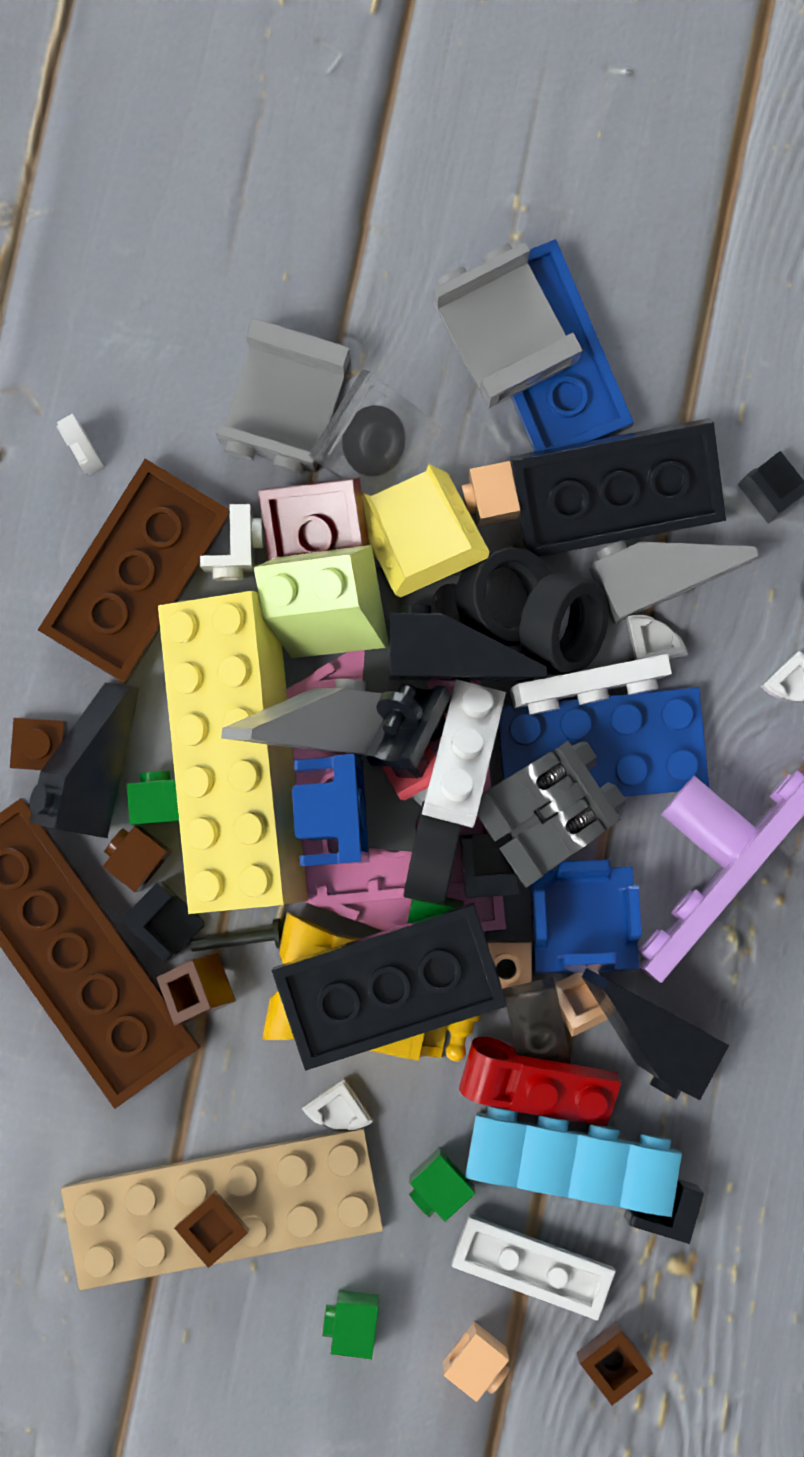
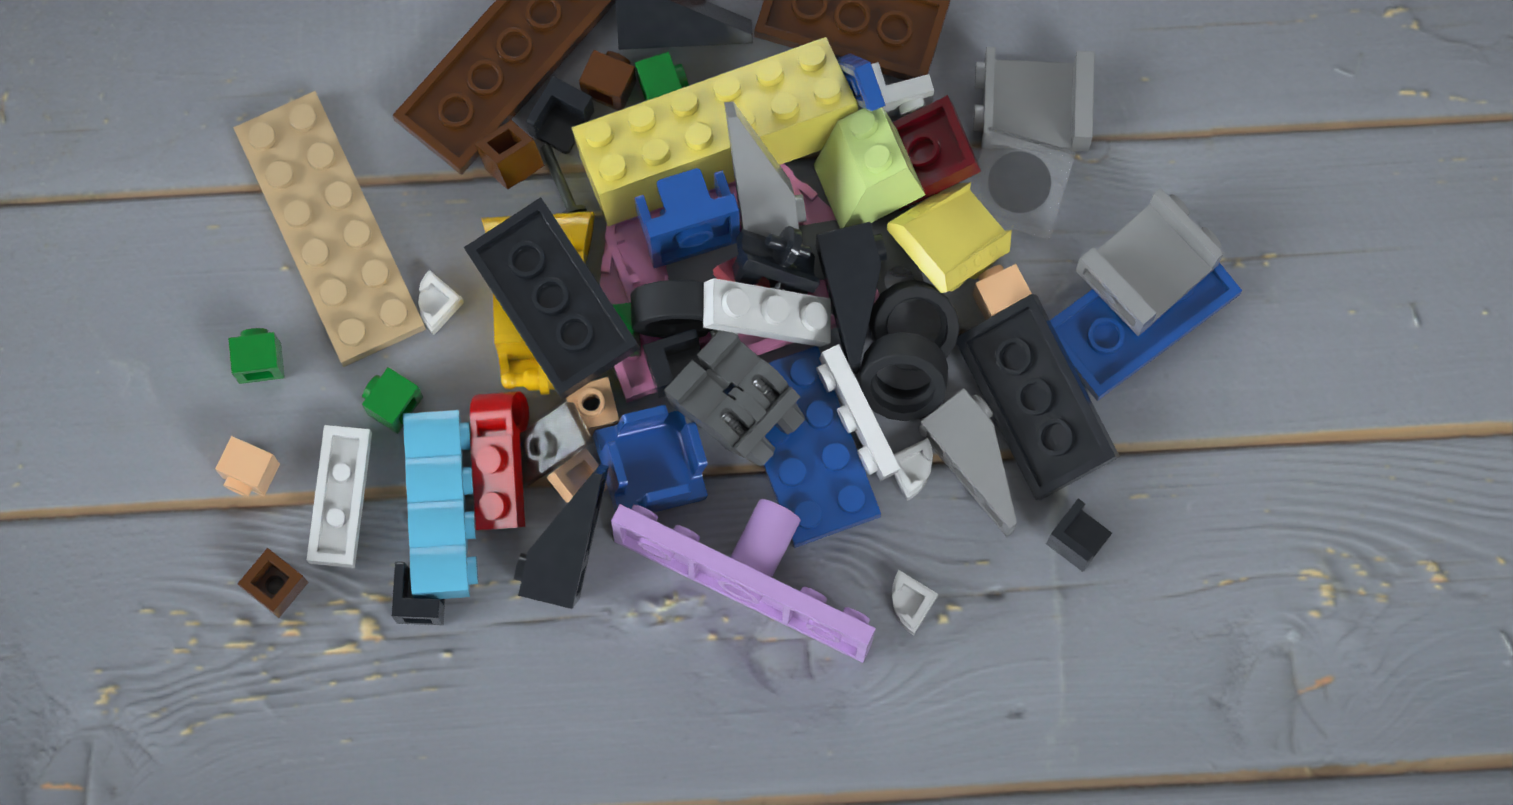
camera: 75 degrees right, 10 degrees down
(212, 1228) = (311, 214): reddish brown plate -> none
(231, 579) = (862, 81): none -> blue tile

